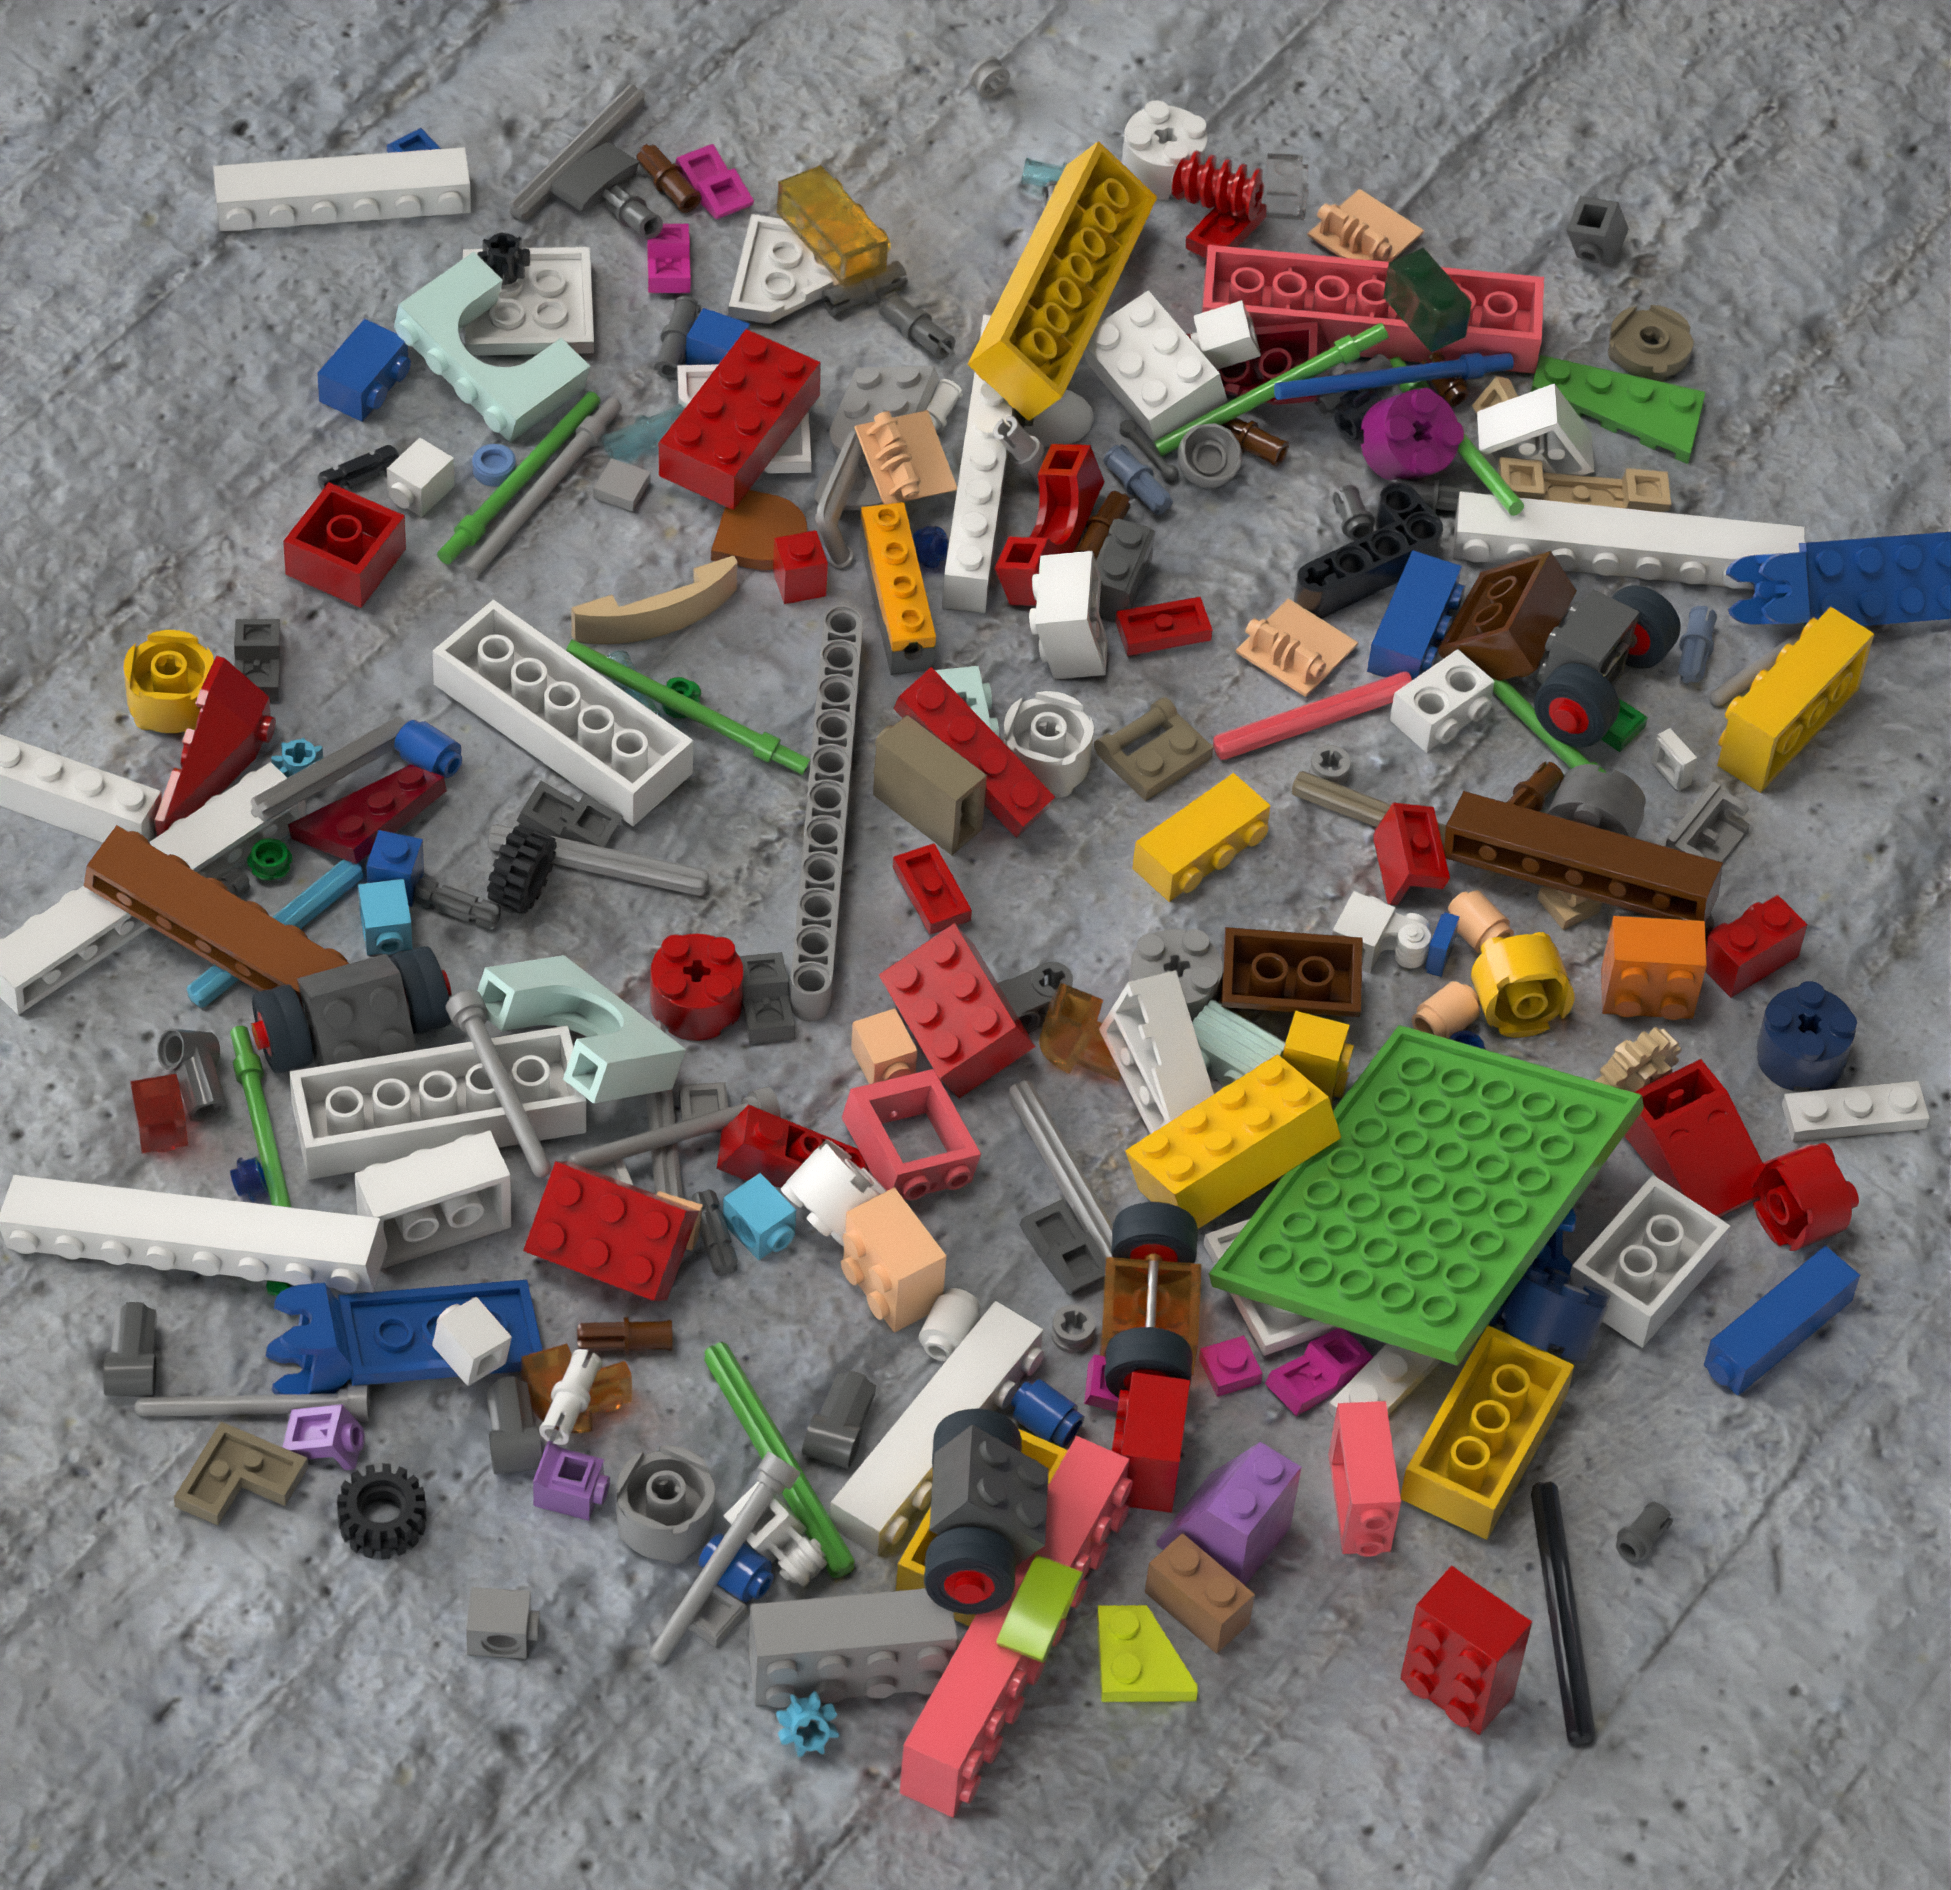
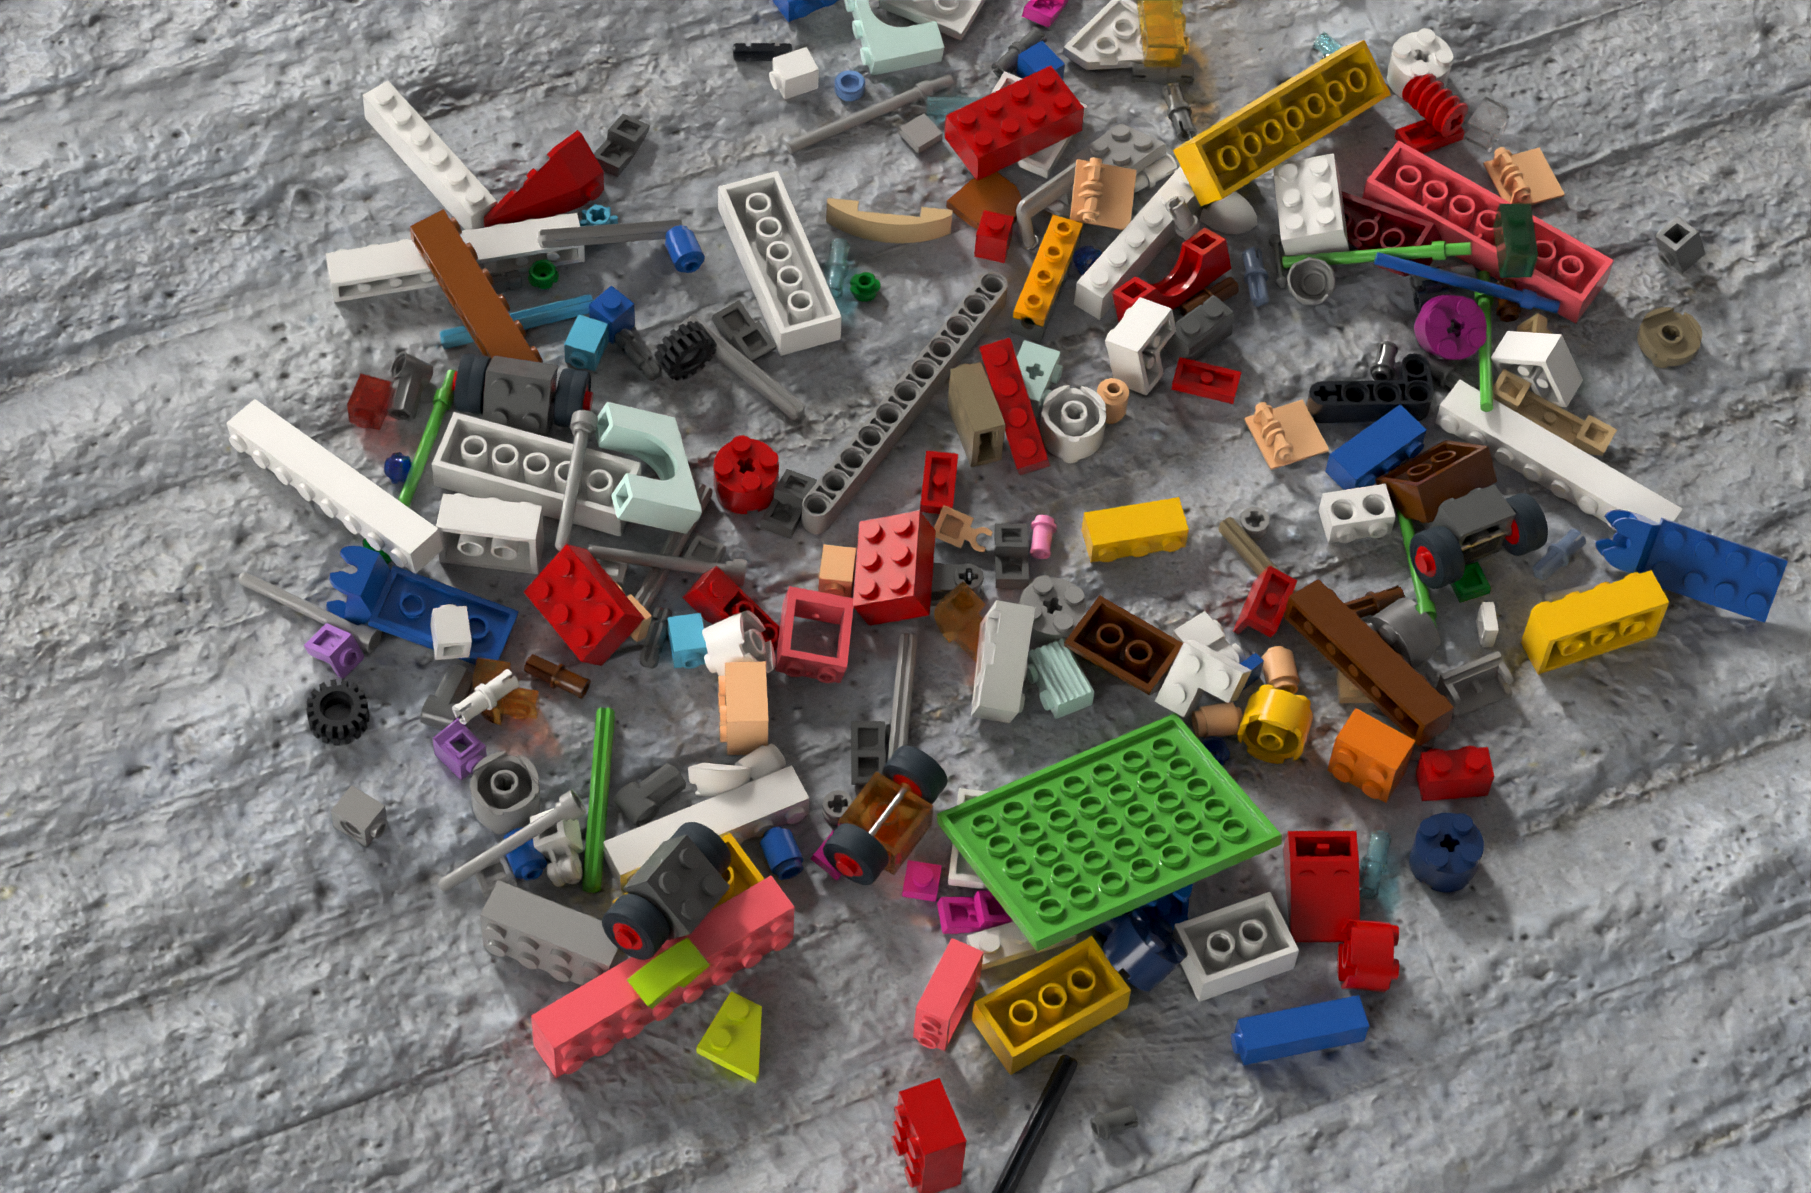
camera: 30 degrees right, 5 degrees up
(132, 1361) = (252, 549): dark grey piece -> none
(165, 680) = (547, 126): yellow brick -> none
(236, 1462) = (272, 639): dark tan plate -> none
(344, 545) = (716, 95): red brick -> none
(352, 823) = (622, 272): dark red wing -> none
(472, 527) = (807, 120): bright green bar -> none
(764, 745) = (894, 341): bright green bar -> none
(800, 1713) = (506, 967): medium azure gear -> none
(917, 1361) = (717, 778): none -> white brick
(993, 932) = (956, 528): none -> light nougat plate
(1072, 935) = (1011, 556): none -> dark grey slope
(1078, 684) = (1115, 395): none -> light nougat brick
(1093, 887) = (1043, 530): none -> bright pink pin
(1151, 1436) = (828, 903): red brick -> none
(1160, 760) = (1147, 467): dark tan plate -> none
(1199, 1593) = (797, 1015): medium nougat brick -> none
(1226, 335) = (1368, 206): white brick -> none
(1235, 1141) = (1009, 738): yellow brick -> none
(1240, 1510) = (851, 982): medium lavender slope -> none
(1258, 441) = (1350, 282): reddish brown axle -> none
(1309, 717) = (1261, 483): coral axle -> none
(1320, 1052) = (1100, 709): yellow brick -> none
(1395, 962) = (1200, 670): none -> white brick
(1641, 1061) = (1311, 814): tan gear -> none
(1643, 407) = (1632, 378): bright green wing -> none
(1725, 1070) = (1374, 864): none -> clear light blue pin
(1855, 1111) = (1452, 917): white plate -> none

